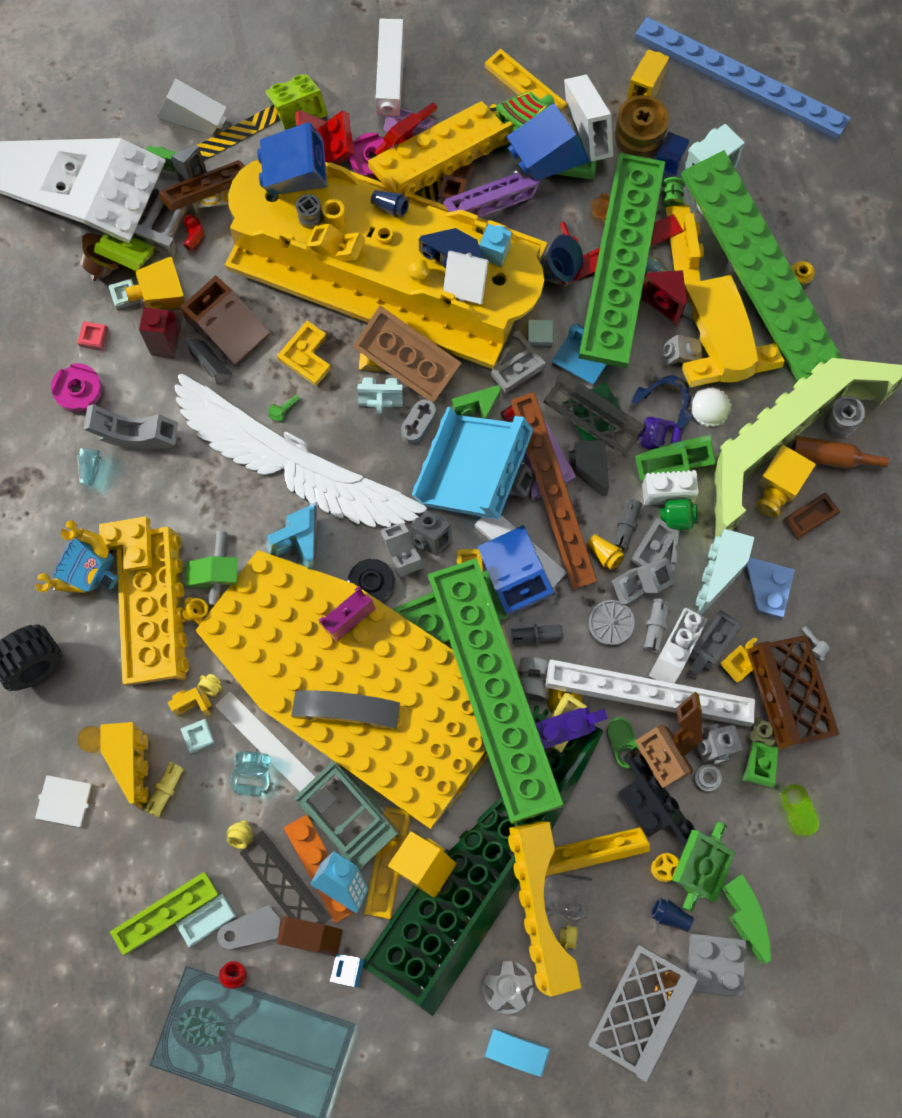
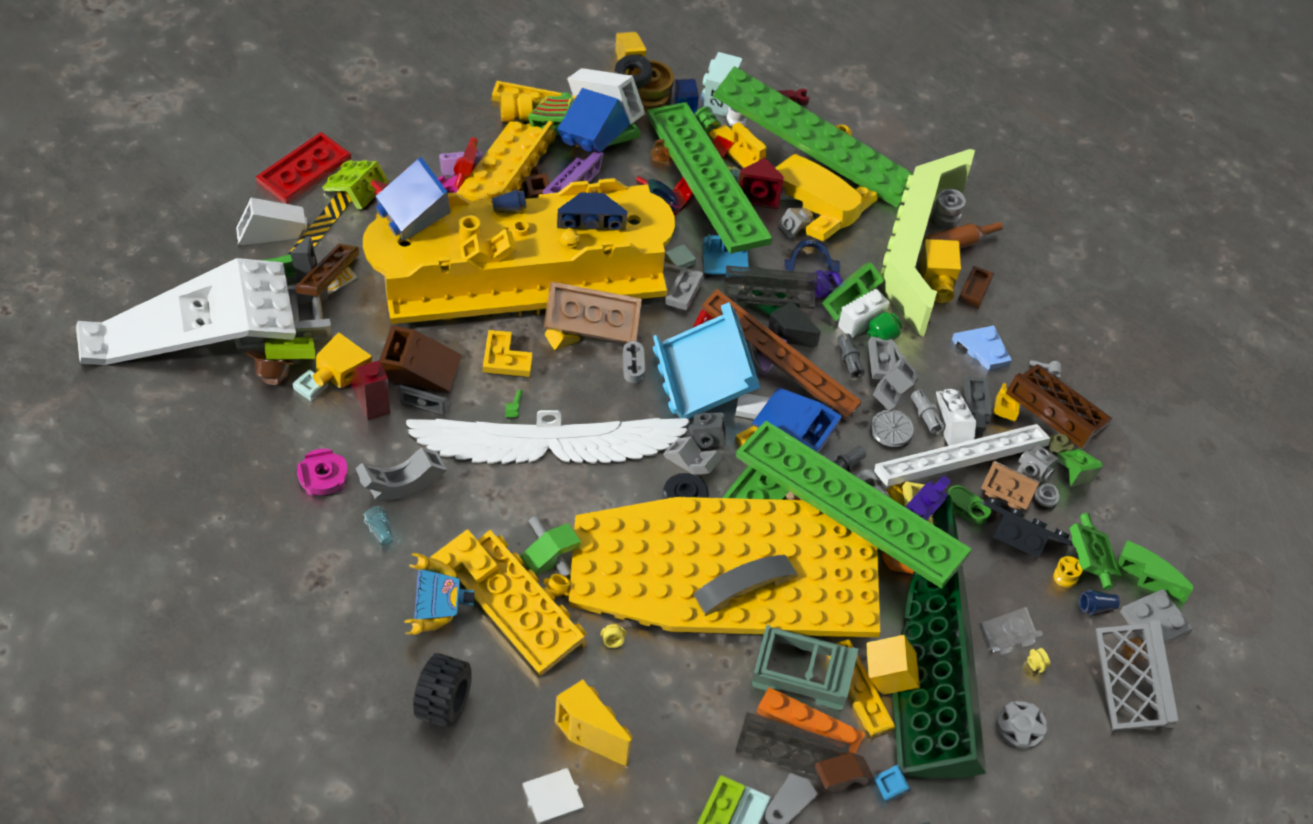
camera: 40 degrees left, 20 degrees down
(89, 739) = (539, 734): clear yellow piece -> none
(92, 335) = (305, 428): coral tile -> none
(164, 789) = (638, 734): light yellow pin -> none
(186, 700) = (610, 649): yellow bracket -> none
(195, 232) = (339, 311): red arm -> none
(198, 736) = (631, 681): light aqua tile -> none
(240, 835) = (727, 733): light yellow plate -> none
(250, 765) = (697, 675): clear light blue piece -> none
(263, 61) = (303, 168): none -> red tile
(269, 744) = (695, 657): white sticker -> none
(298, 532) = (607, 483): medium azure piece -> none
(309, 211) = (449, 234): dark grey wheel -> none
(341, 881) = (837, 712): medium azure slope -> none
(347, 614) = (692, 514): magenta hinge -> none
(380, 395) = (589, 356): light aqua hips -> none
(390, 67) = (422, 123): white slope -> none
(466, 276) = (613, 222): white piece -> none
(483, 401) = (672, 324): bright green slope -> none
(494, 88) = (515, 107): none -> yellow wheel
(495, 244) = (619, 190): medium azure brick -> none
(517, 1052) = (1068, 763): medium azure slope -> none
(533, 850) = (1044, 678): yellow arch -> none
(598, 850) = (1008, 587): yellow tile -> none
(606, 552) = (851, 380): yellow cone -> none
(626, 92) = (639, 62): none -> black tyre
(690, 719) = (1008, 446): reddish brown slope -> none
(710, 407) = (846, 250): white hat -> none
(729, 558) = (945, 342): light aqua slope -> none
(742, 78) = (696, 28): medium blue plate -> none
(779, 205) = (797, 96): none -> dark red bar
(801, 816) = (1131, 485): clear neon green piece -> none

